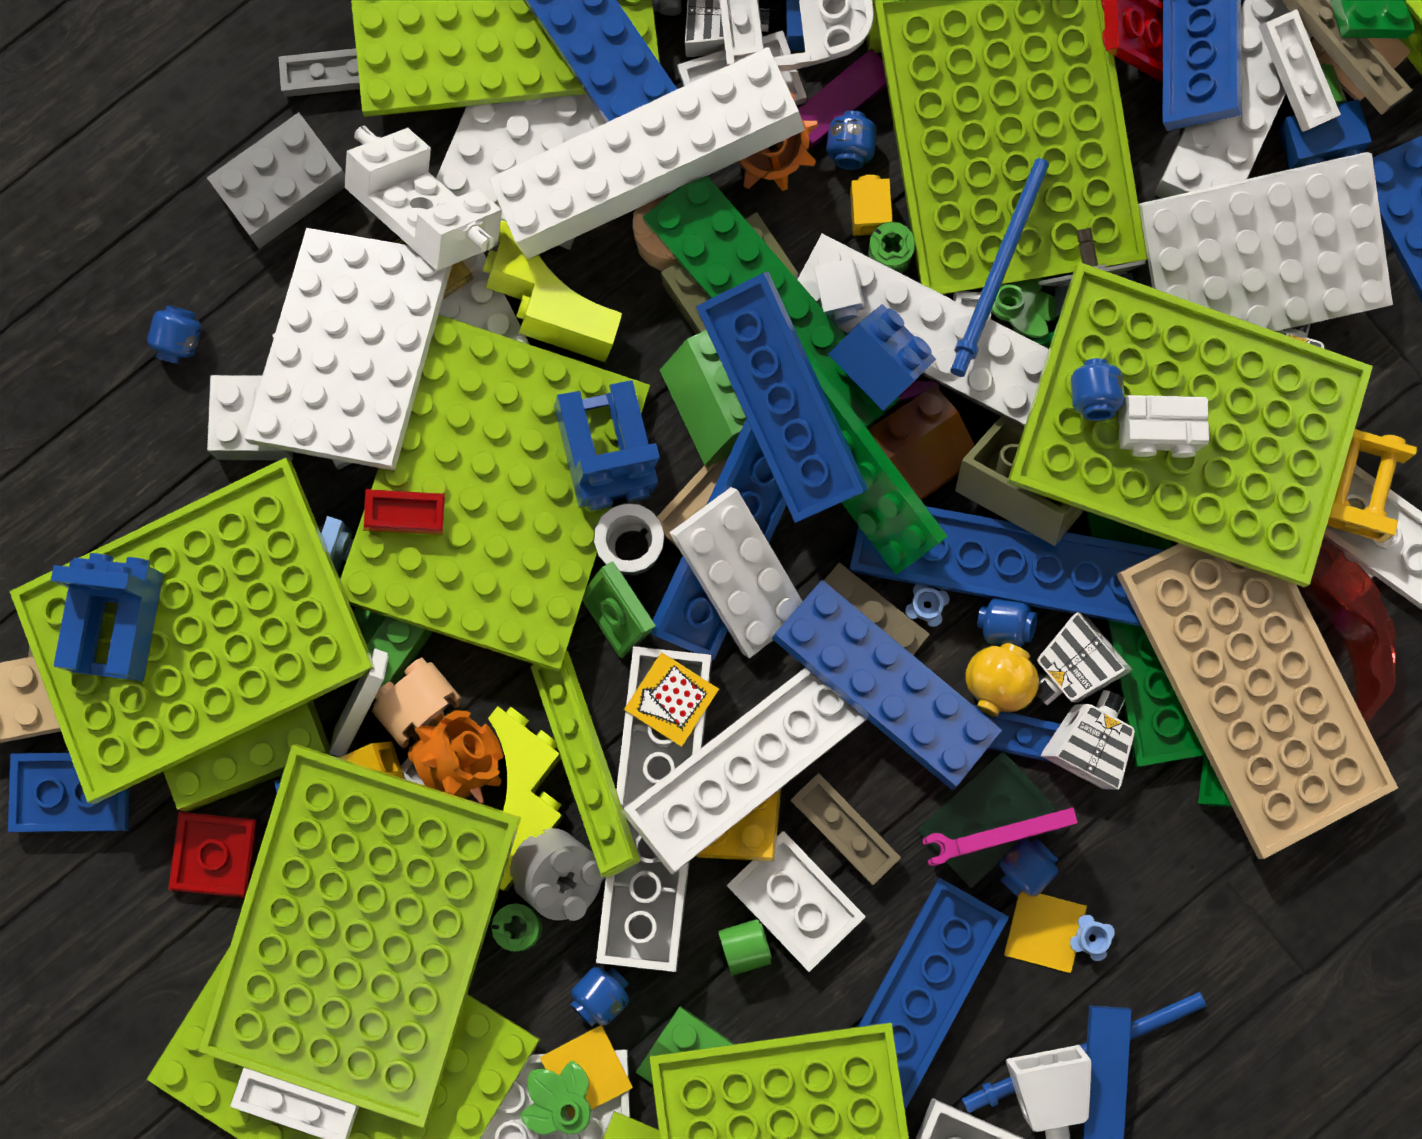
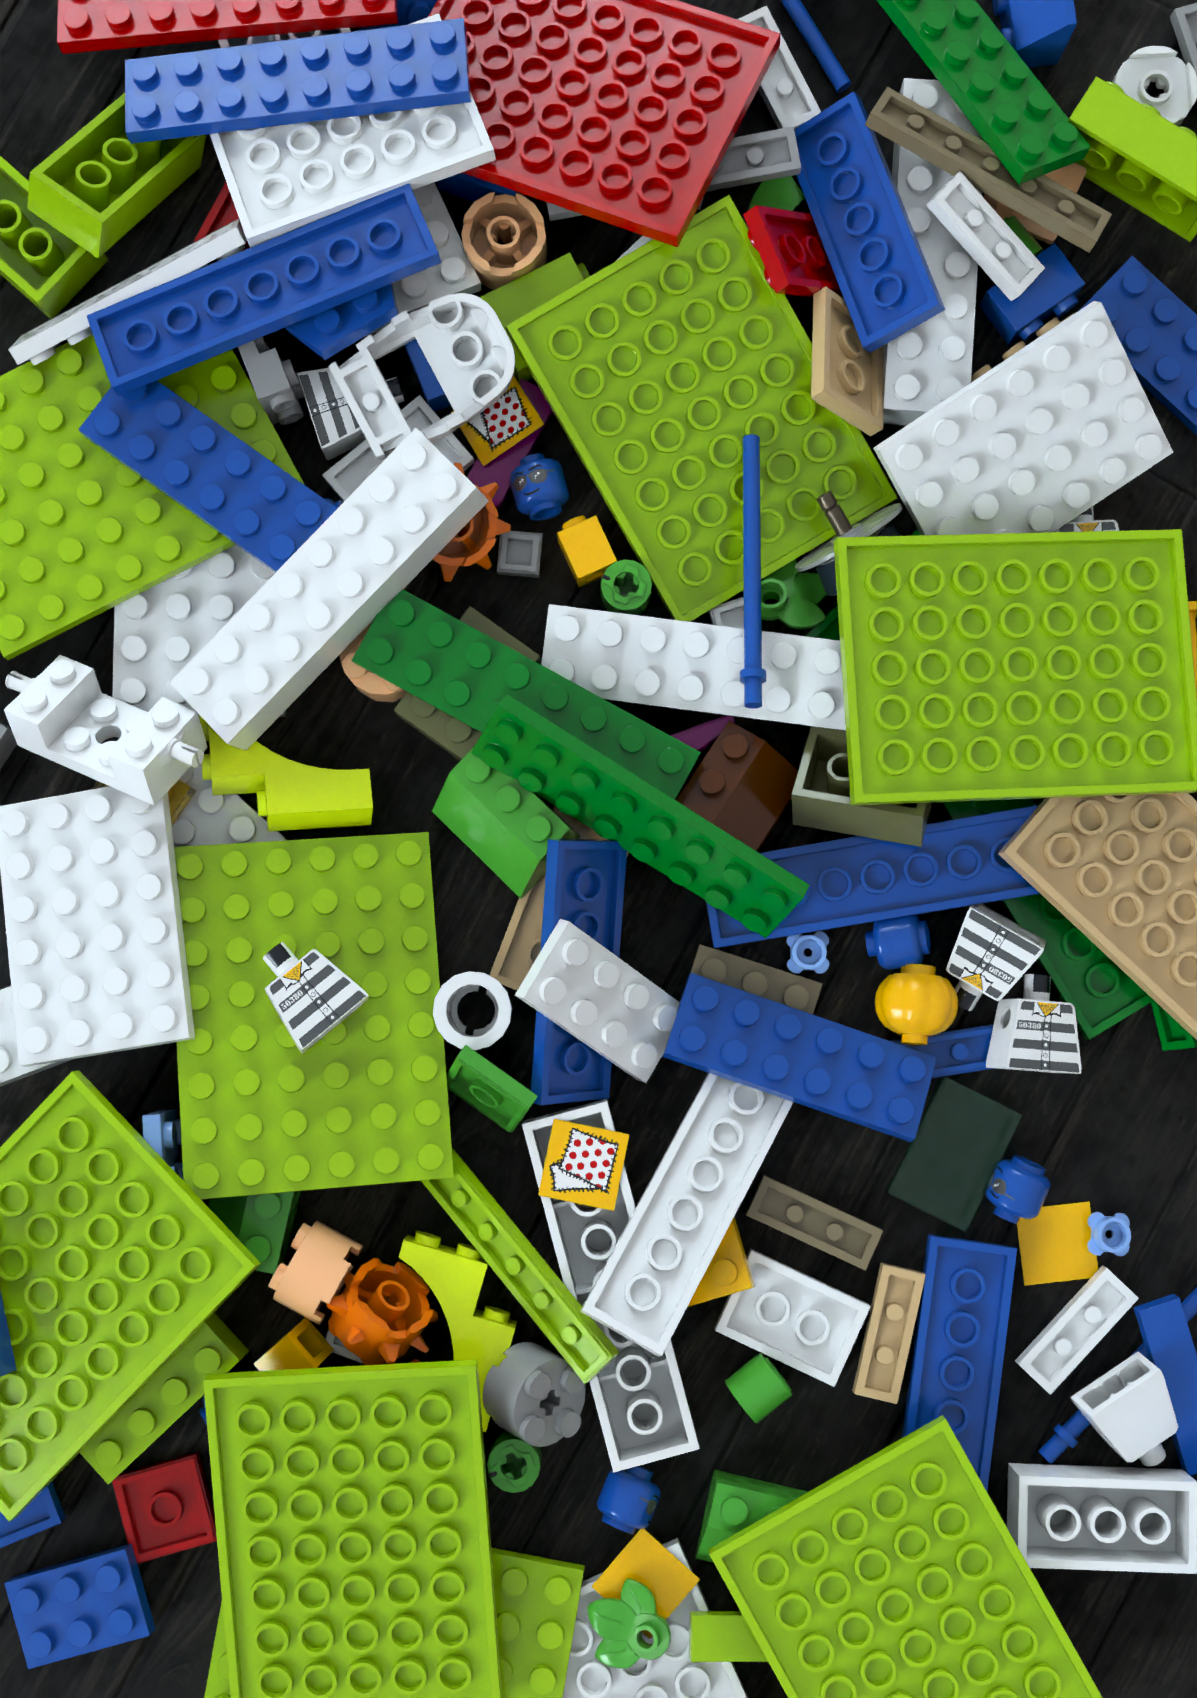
camera: 25 degrees left, 5 degrees up
(111, 906) = (80, 1606): none -> blue plate
(358, 704) = (256, 1299): white tile -> none
(404, 512) = (222, 1080): red tile -> none
(503, 472) = (310, 994): none -> torso
(615, 474) = (444, 945): blue brick -> none
(781, 397) = (578, 806): blue plate -> none
(814, 189) = (520, 554): none -> light grey tile
(840, 77) = (502, 424): none -> sticker
(840, 289) = (593, 661): white brick -> none
(872, 946) = (888, 1333): none -> tan plate
(883, 356) = (668, 718): blue brick -> none
(999, 836) = (979, 1174): dark pink tile -> none
(1033, 1006) = (1076, 1329): none -> white plate
(1097, 390) = (911, 672): blue head -> none
(1138, 137) = (843, 372): none -> tan plate
(1163, 424) = (994, 681): white brick -> none

